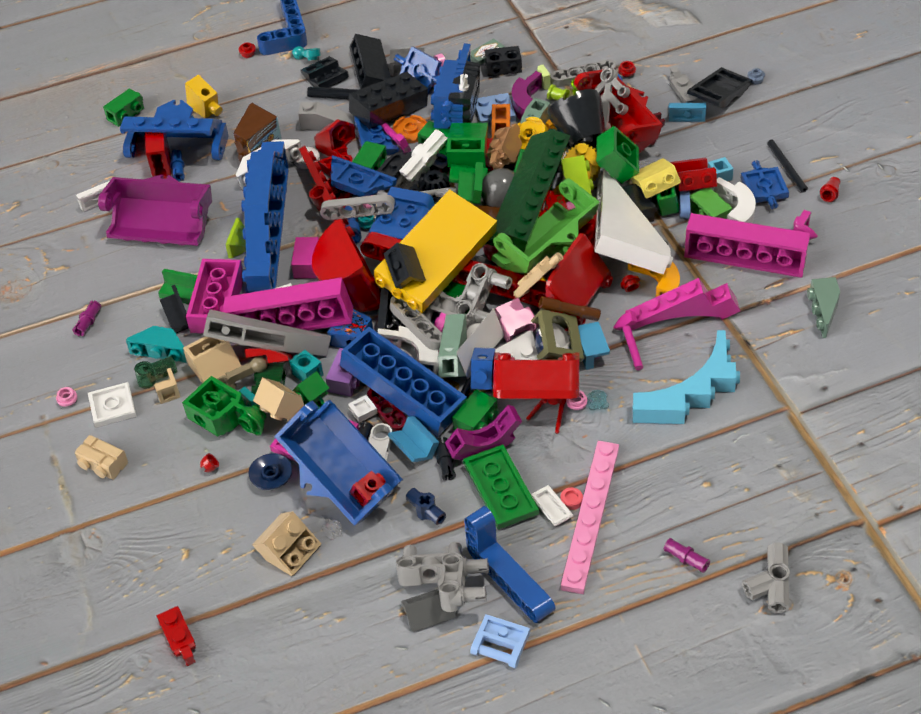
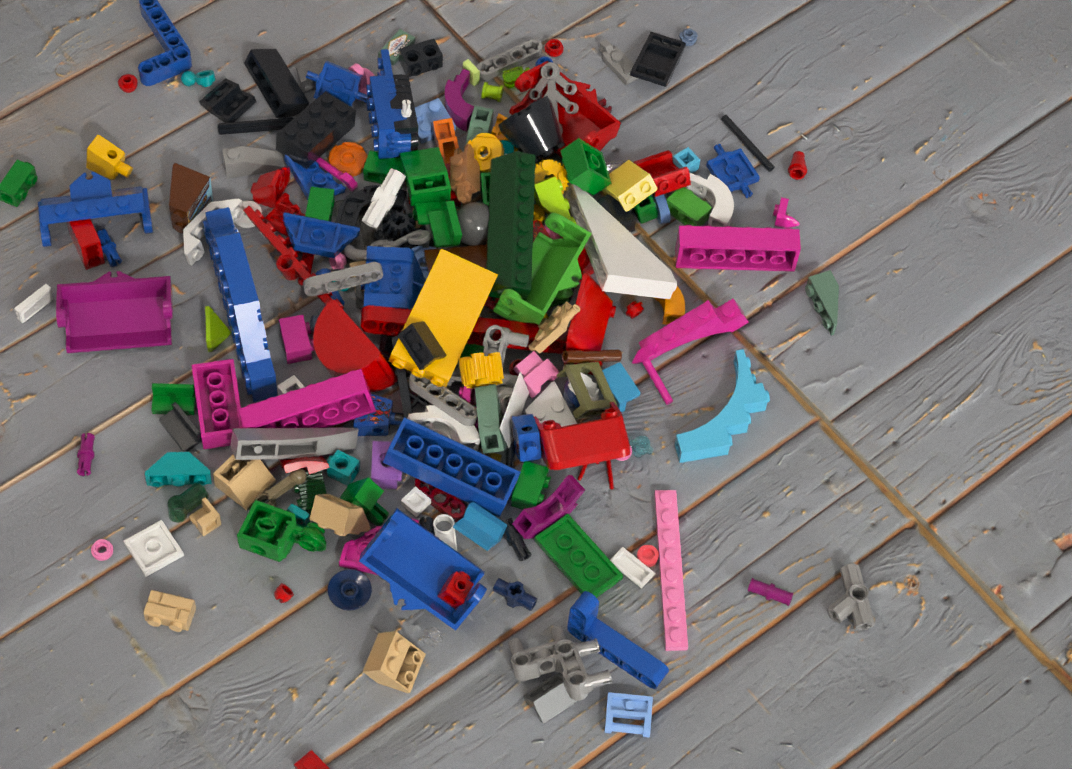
camera: 25 degrees left, 10 degrees up
(455, 298) = (481, 370): none -> yellow brick
(687, 112) = (631, 93): dark azure panel -> none

